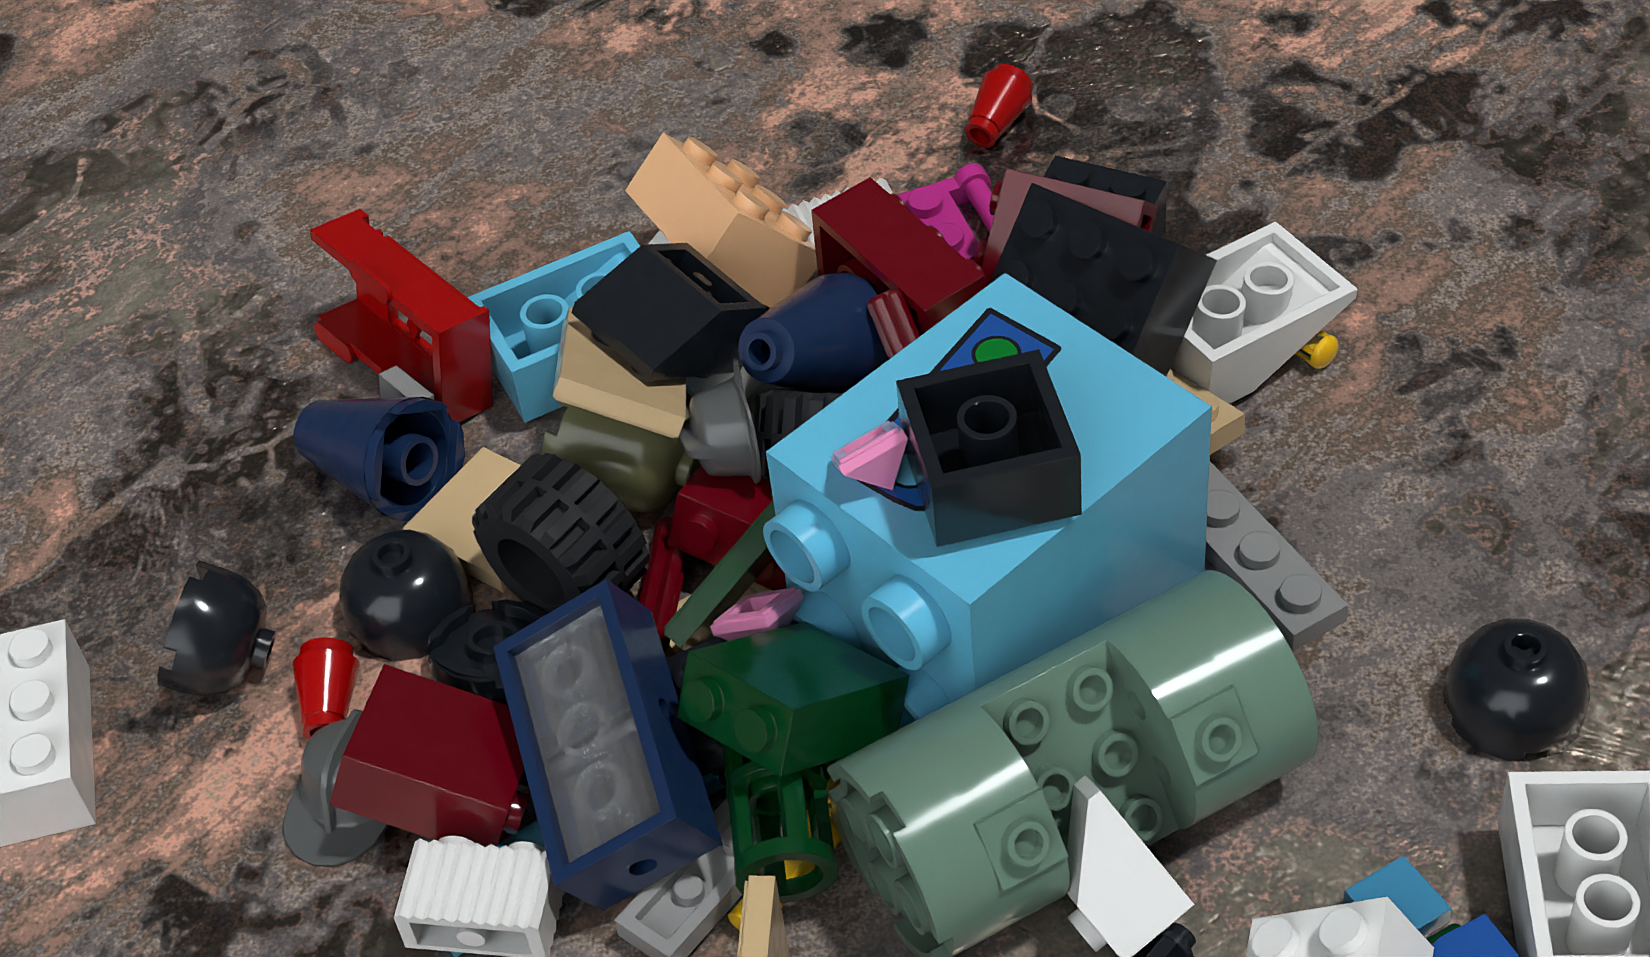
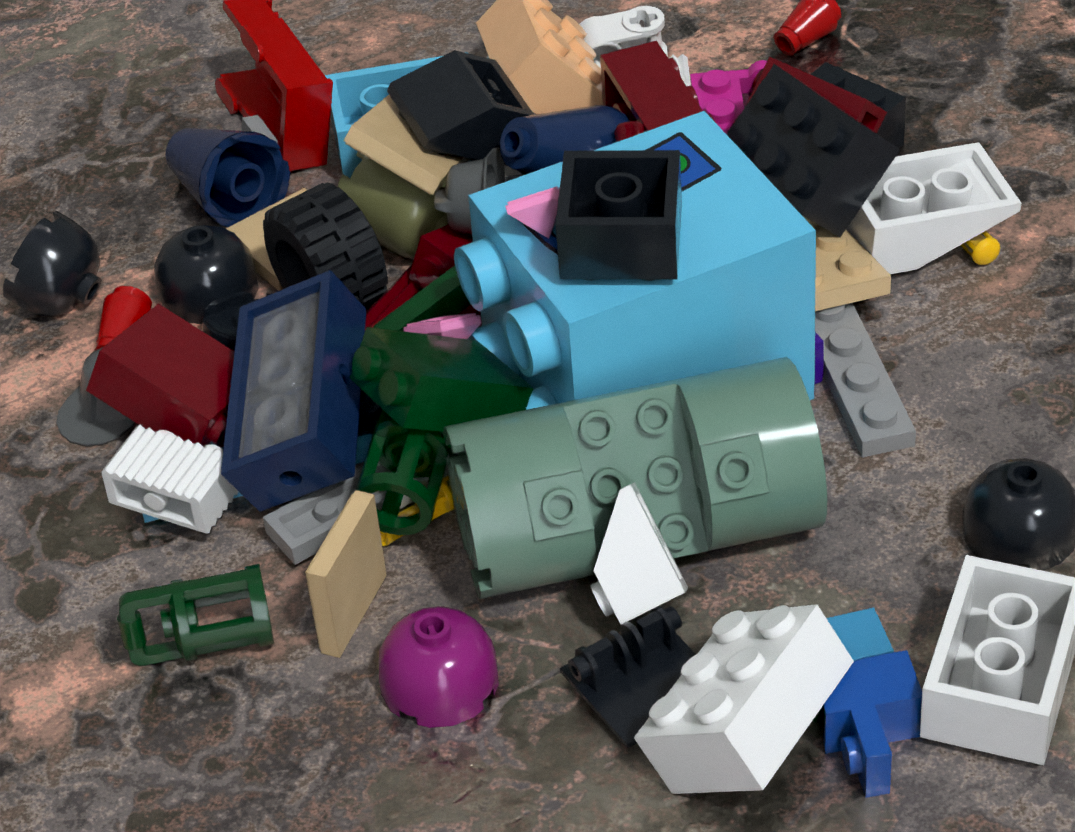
camera: 15 degrees right, 5 degrees down
(800, 172) = (623, 30): none -> white piece

